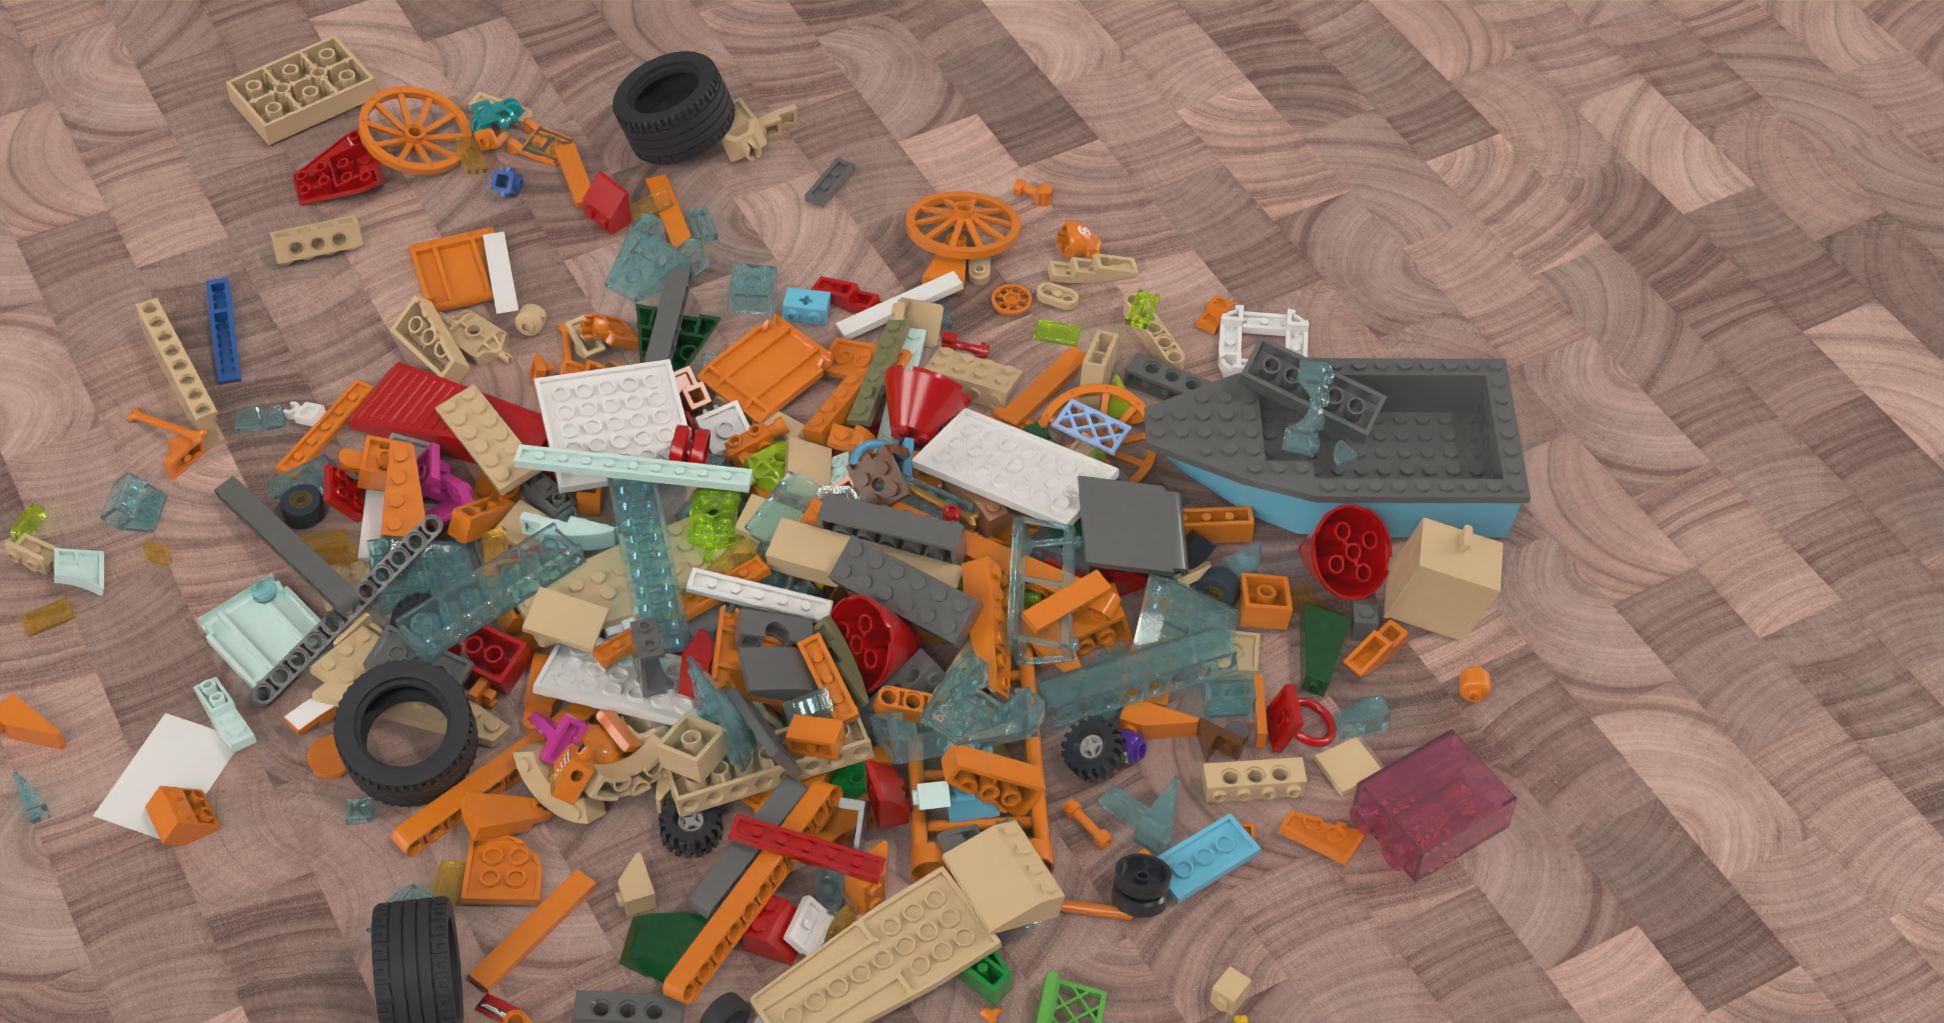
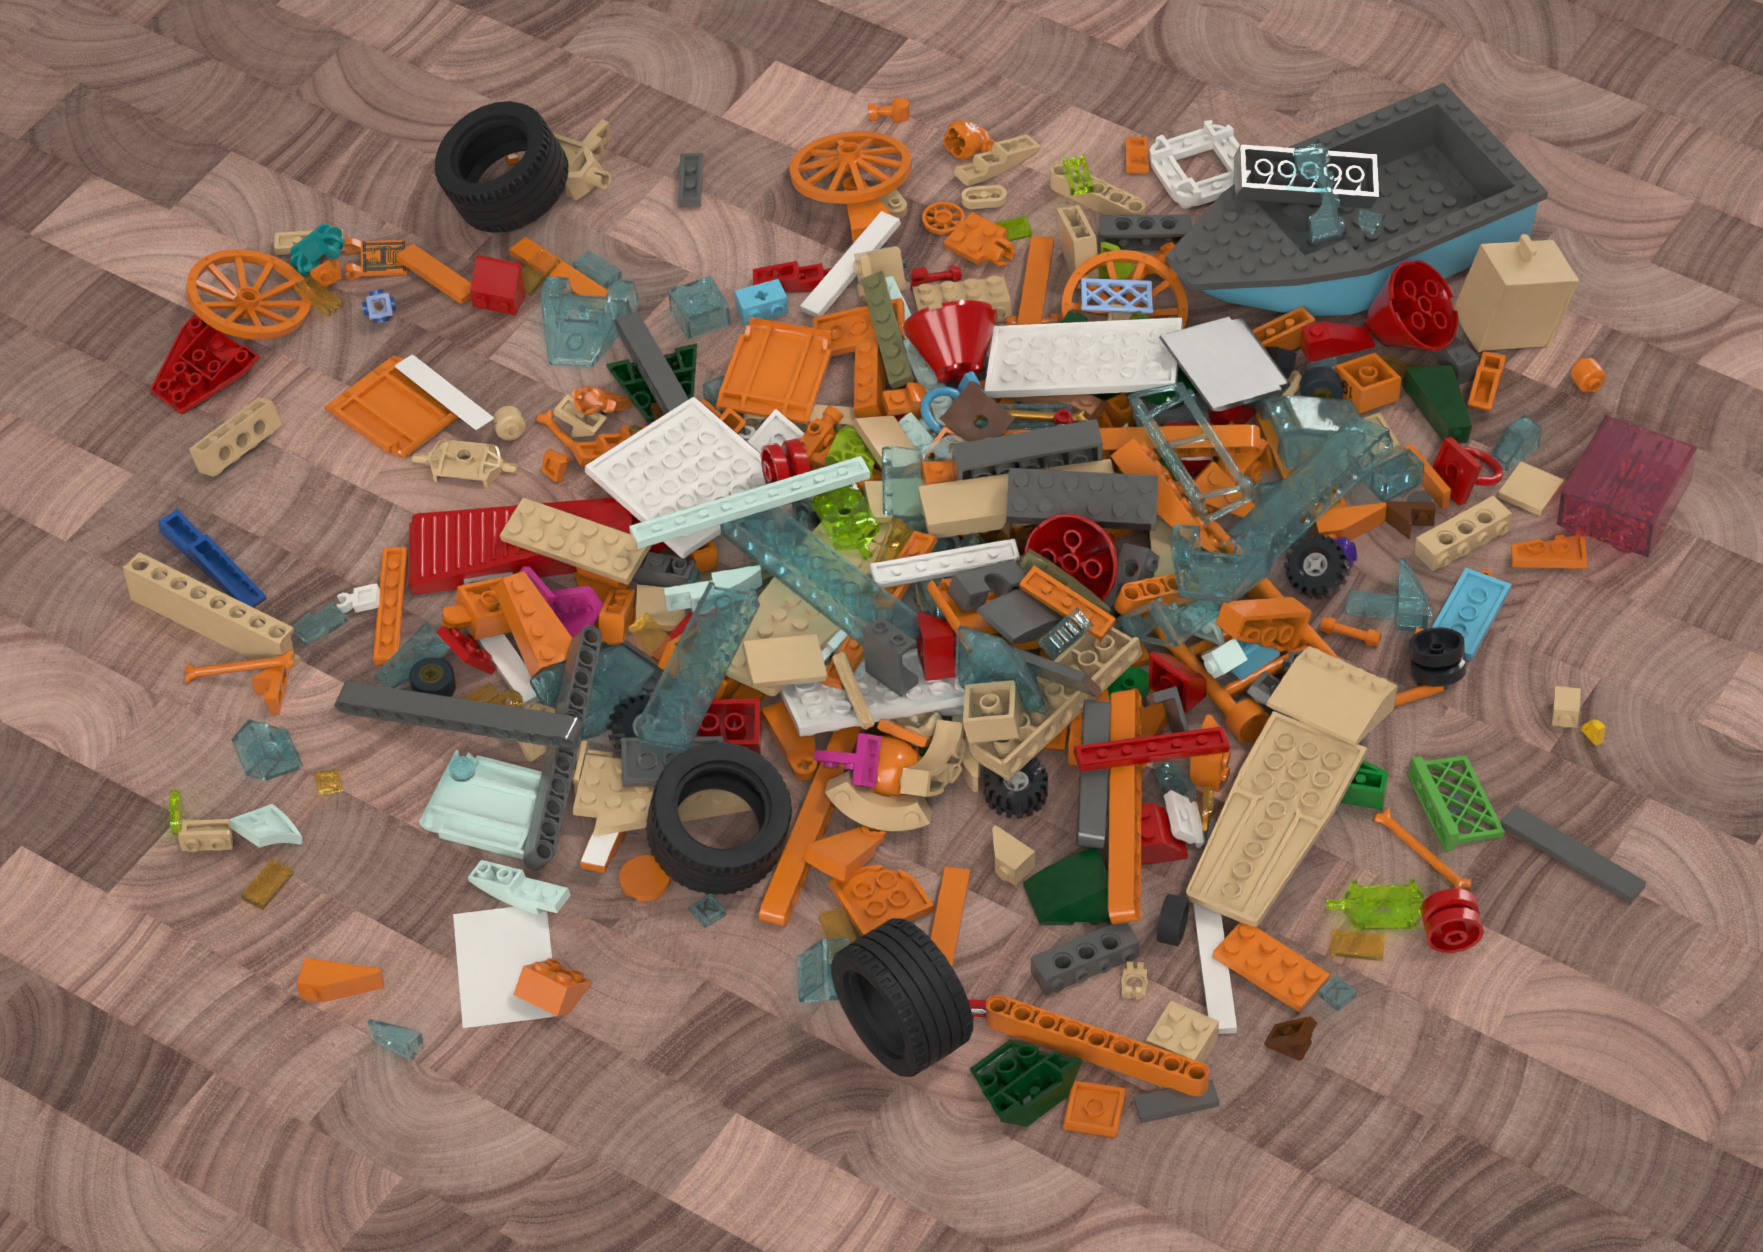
camera: 25 degrees left, 0 degrees up
(301, 89) = (94, 302): tan brick -> none
(430, 340) = (427, 479): tan wedge -> none
(572, 771) = (895, 781): orange torso -> none
(601, 673) = (853, 690): none -> tan axle
(815, 736) = (1093, 653): orange brick -> none
(1025, 332) = (980, 241): none -> orange plate
(1066, 601) = (1222, 448): orange tile -> none
(1255, 548) = (1333, 339): none -> red slope

